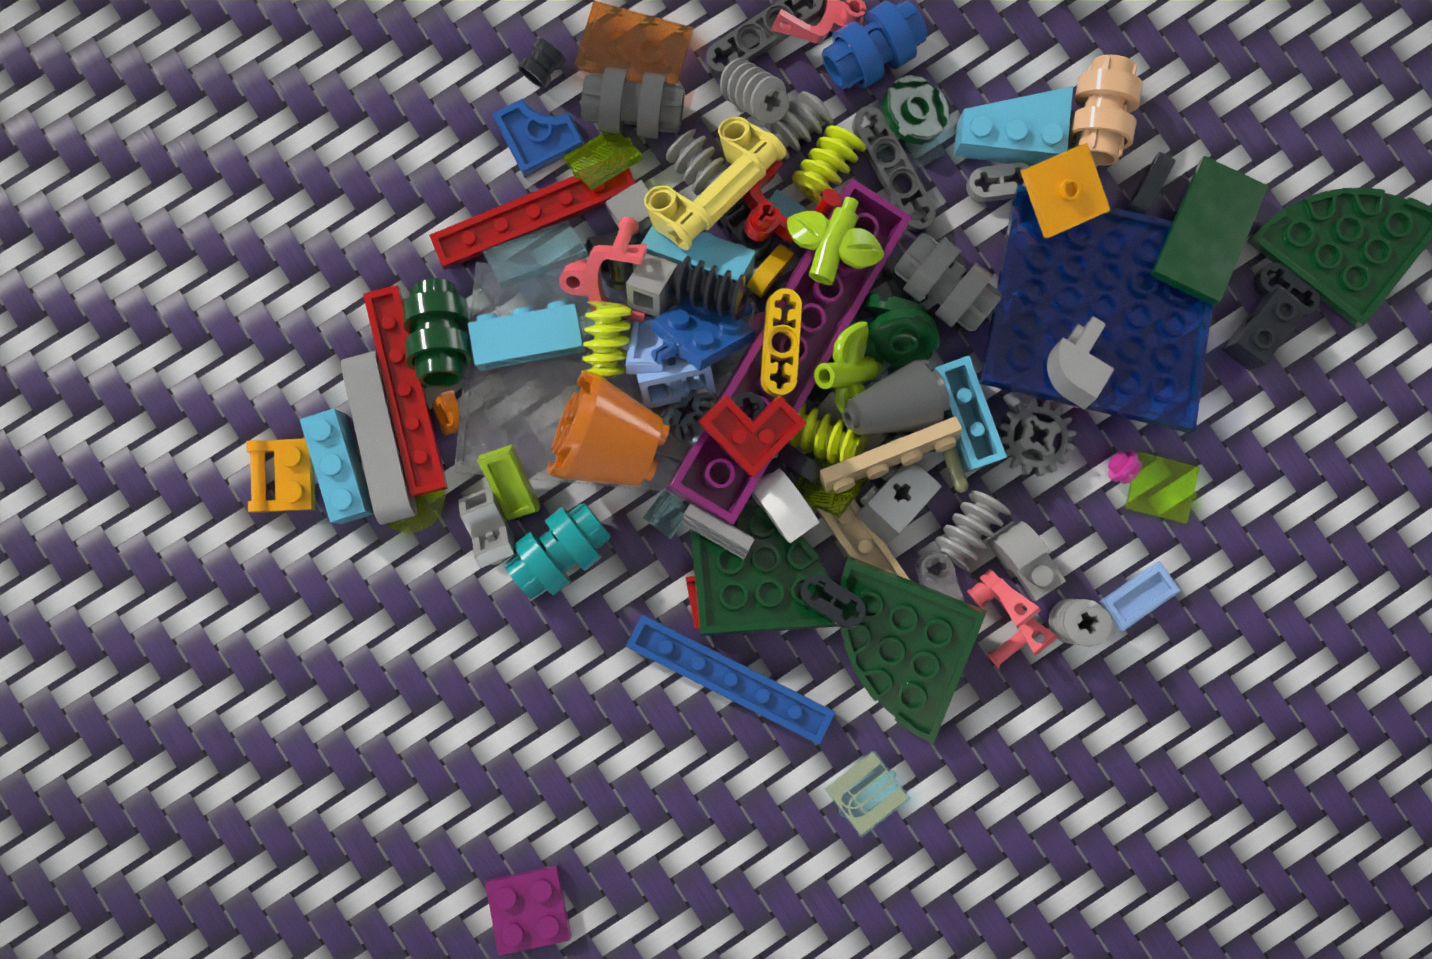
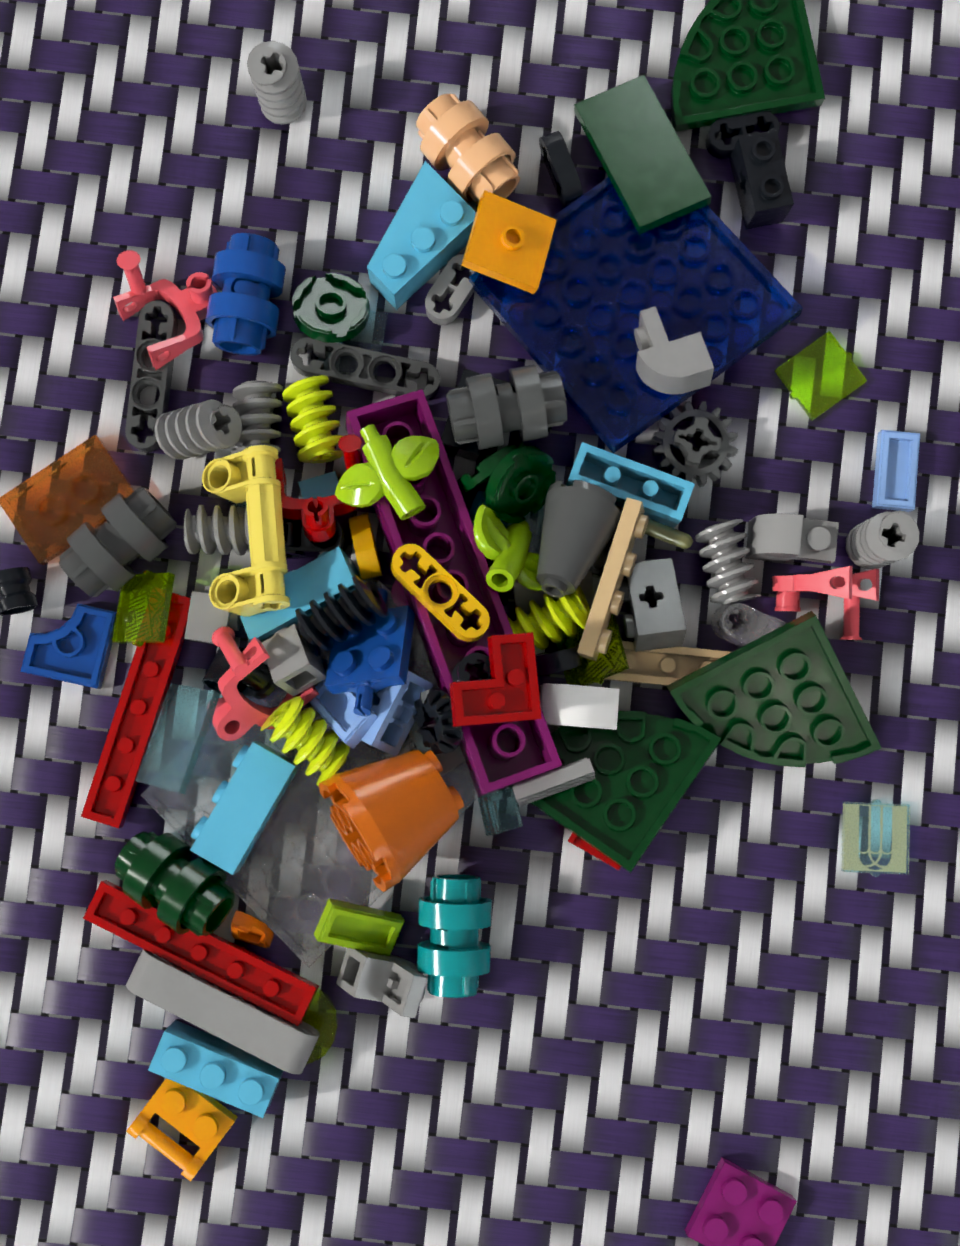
camera: 55 degrees left, 0 degrees up
(730, 679) = (685, 875): blue plate -> none
(837, 594) = (692, 724): black beam -> none
(1124, 466) = (779, 392): dark pink plate -> none

